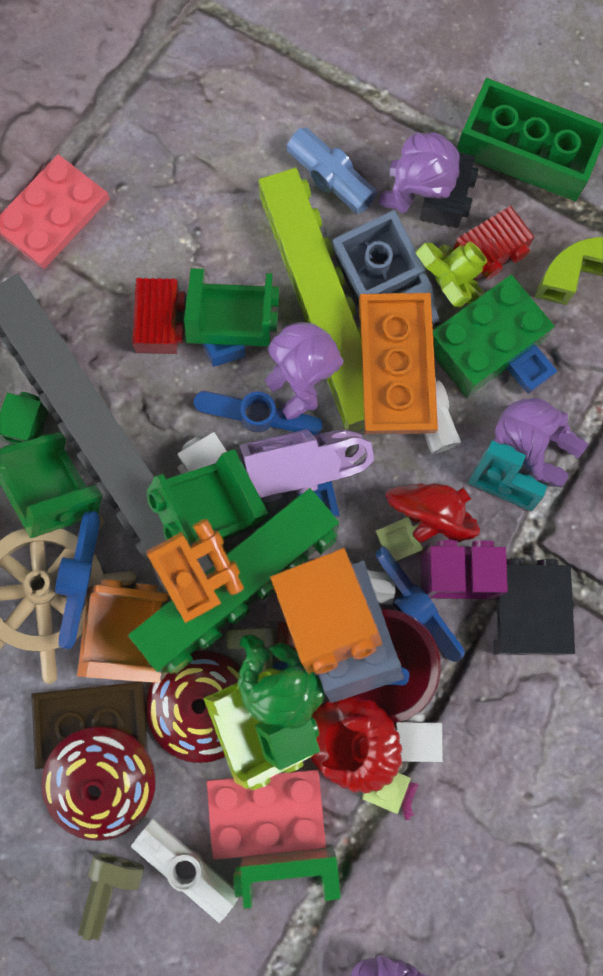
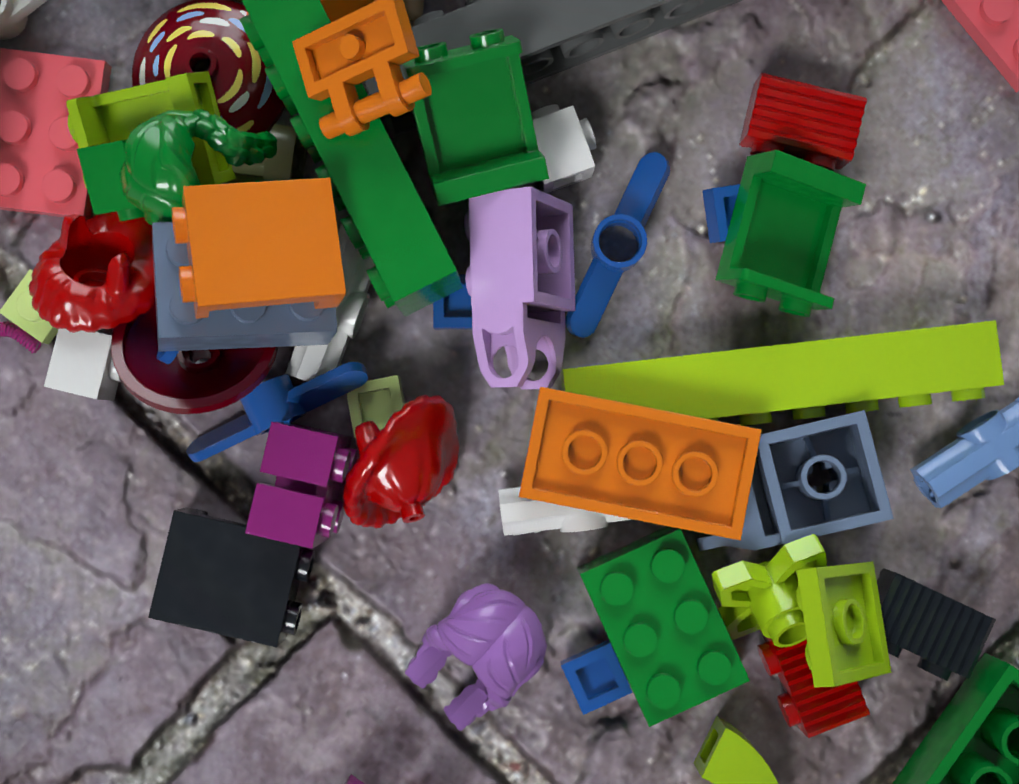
camera: 105 degrees right, 10 degrees up
(302, 358) = (672, 317): medium lavender hair -> none
(426, 169) = (954, 584): medium lavender hair -> none
(464, 225) = (842, 623): none -> lime plate
(499, 476) = (437, 585): teal plate -> none

